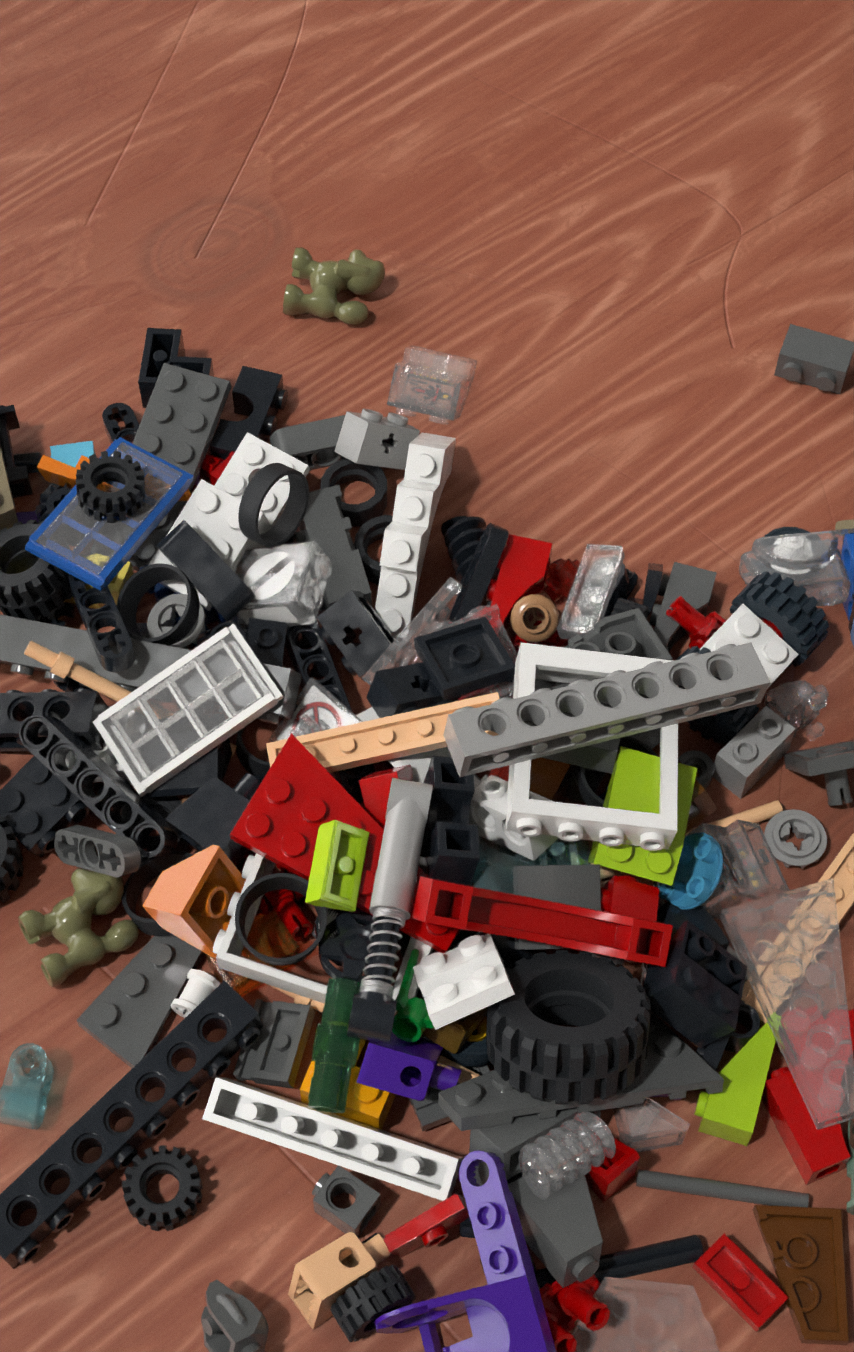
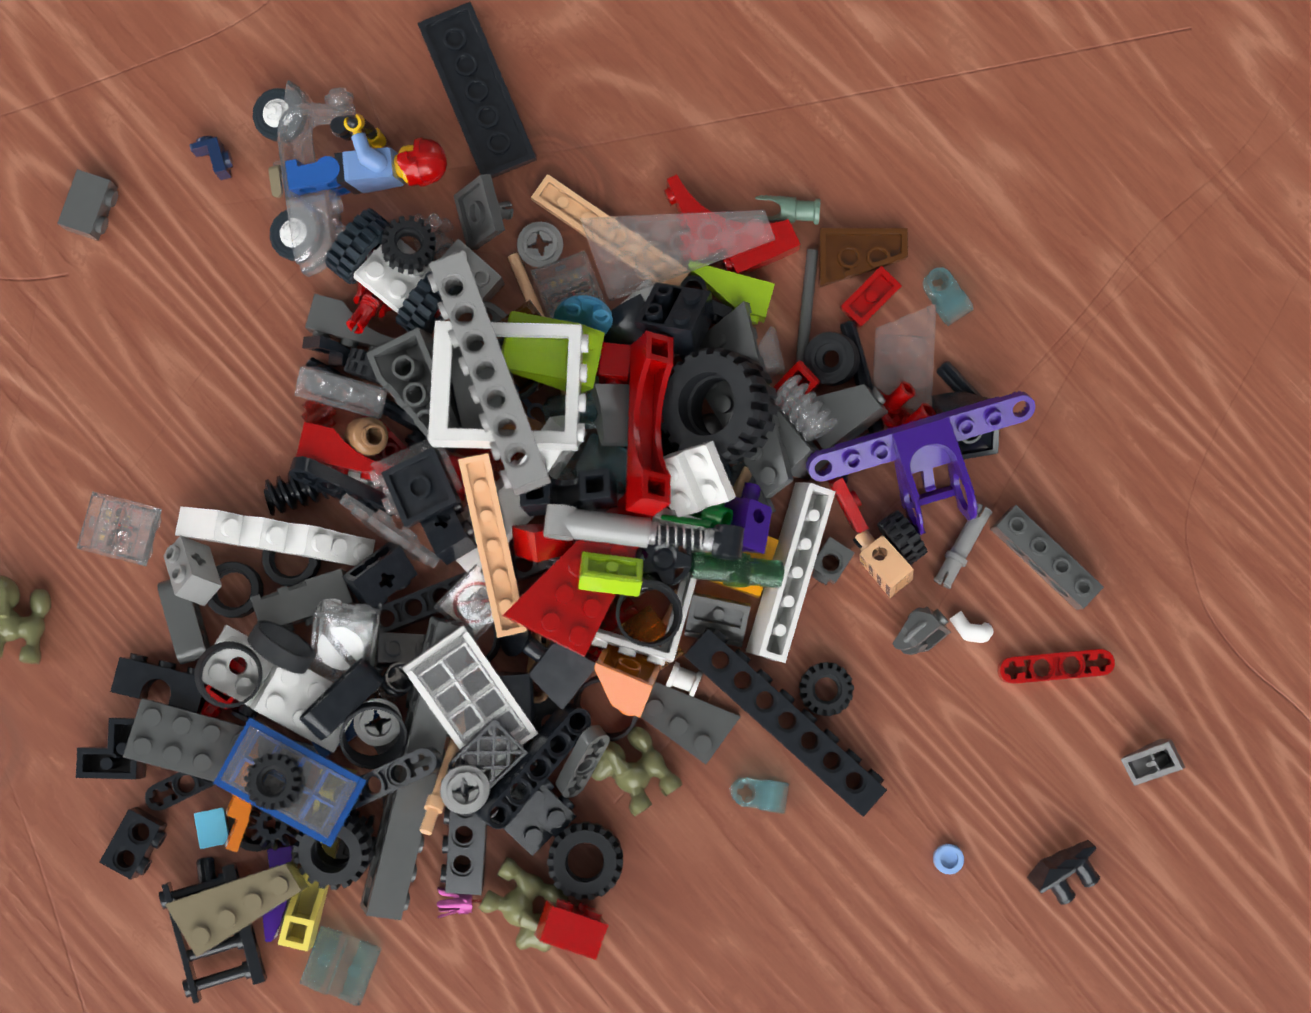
camera: 90 degrees left, 25 degrees up
(64, 684) = (476, 797): none -> light grey gear
(68, 392) = (128, 839): none -> black brick
(99, 753) = (479, 736): none -> black window
(231, 430) = (206, 656): none -> black tyre
(649, 1237) = (848, 358): none -> black tyre
(799, 652) = (408, 228): none -> black tyre

